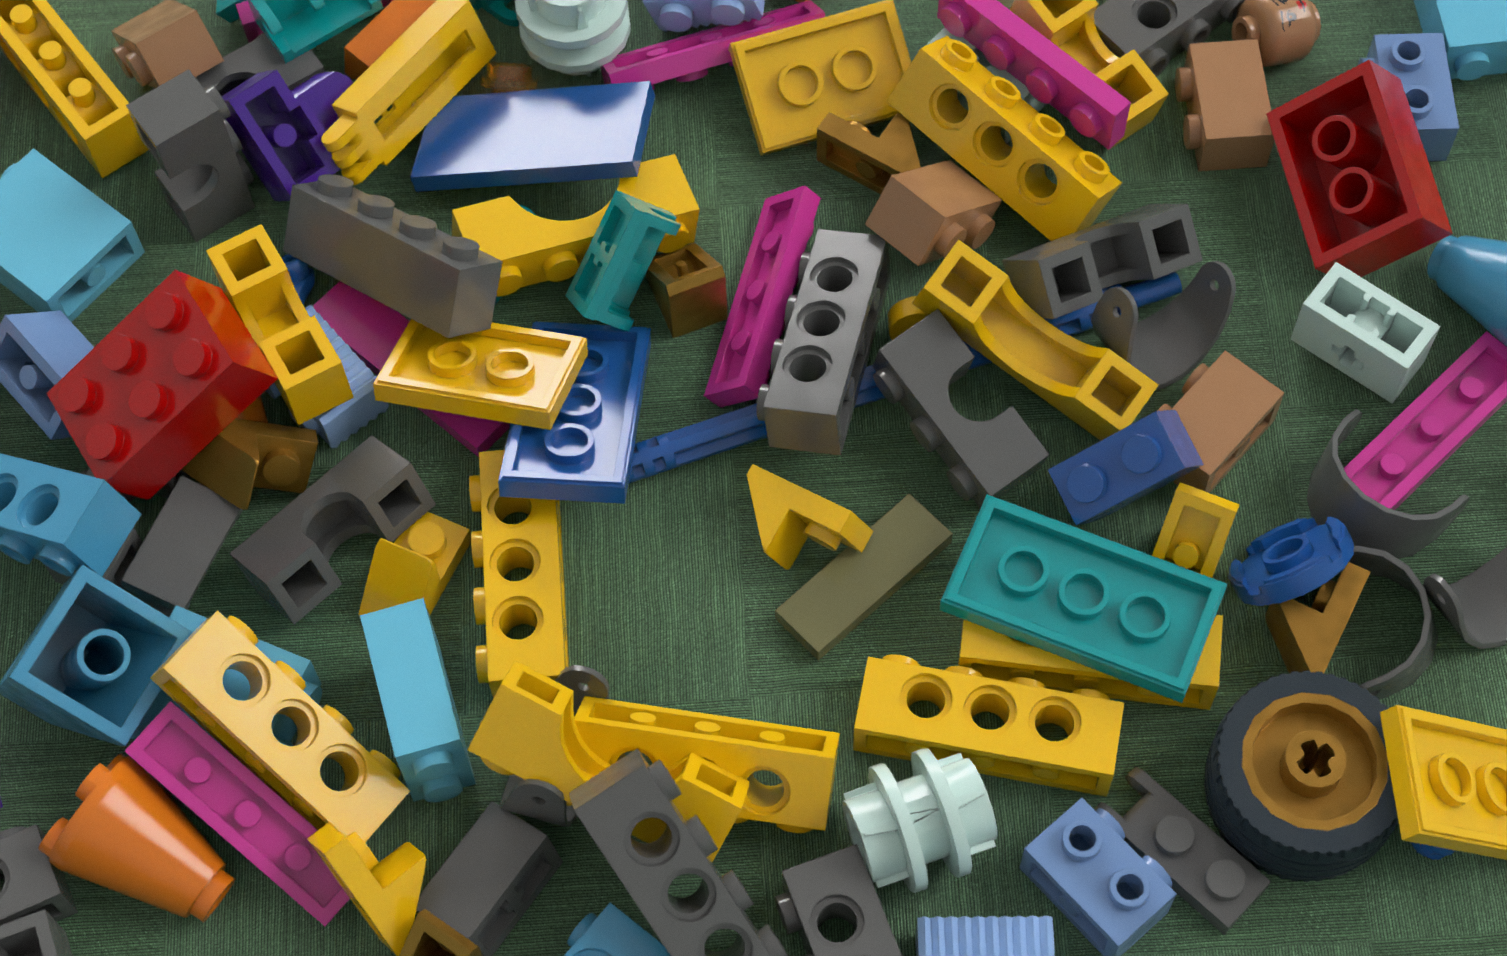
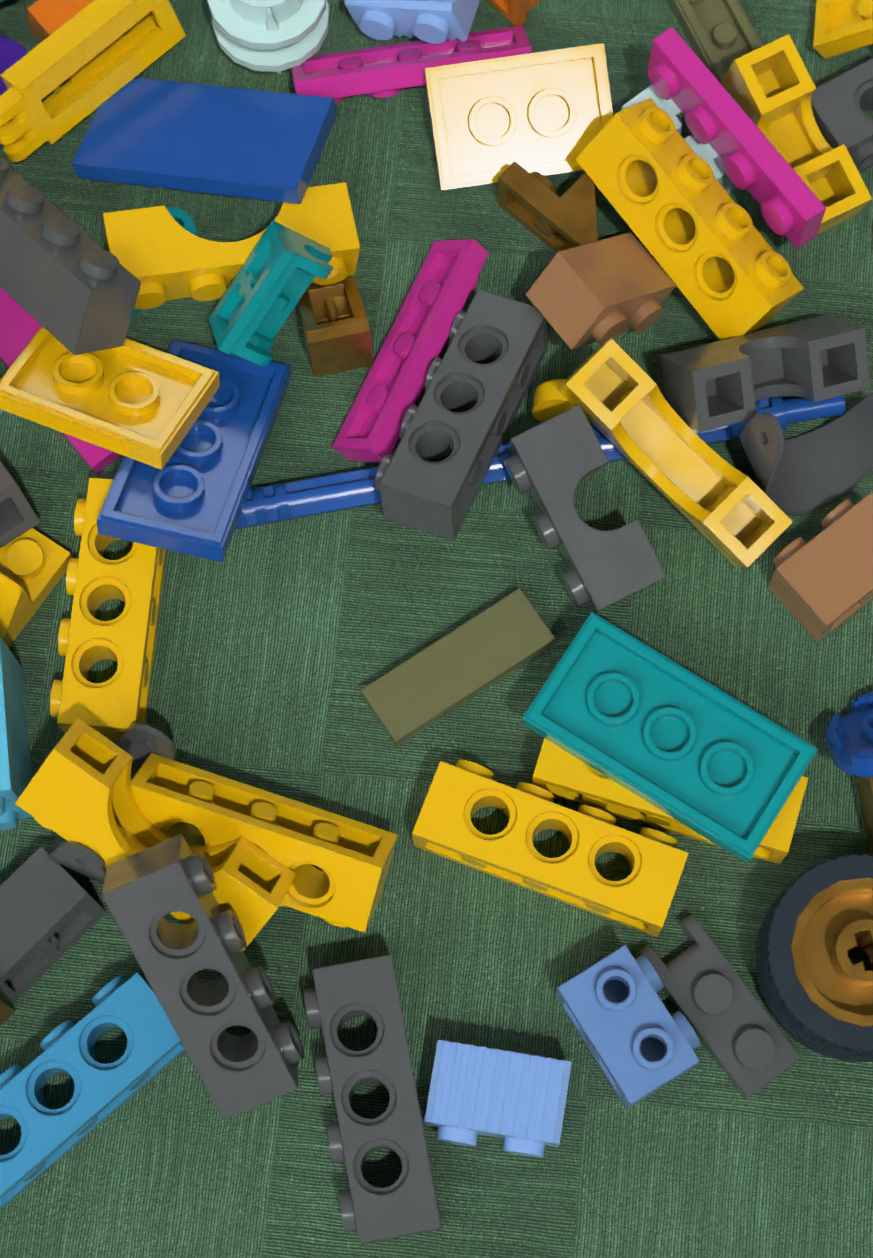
camera: 10 degrees right, 10 degrees up
(508, 77) = (193, 65): clear orange plate -> none
(792, 514) = (392, 594): yellow slope -> none
(953, 826) = (431, 964): light aqua piece -> none
(1125, 466) = (742, 604): blue brick -> none
(1195, 530) = (798, 685): yellow slope -> none

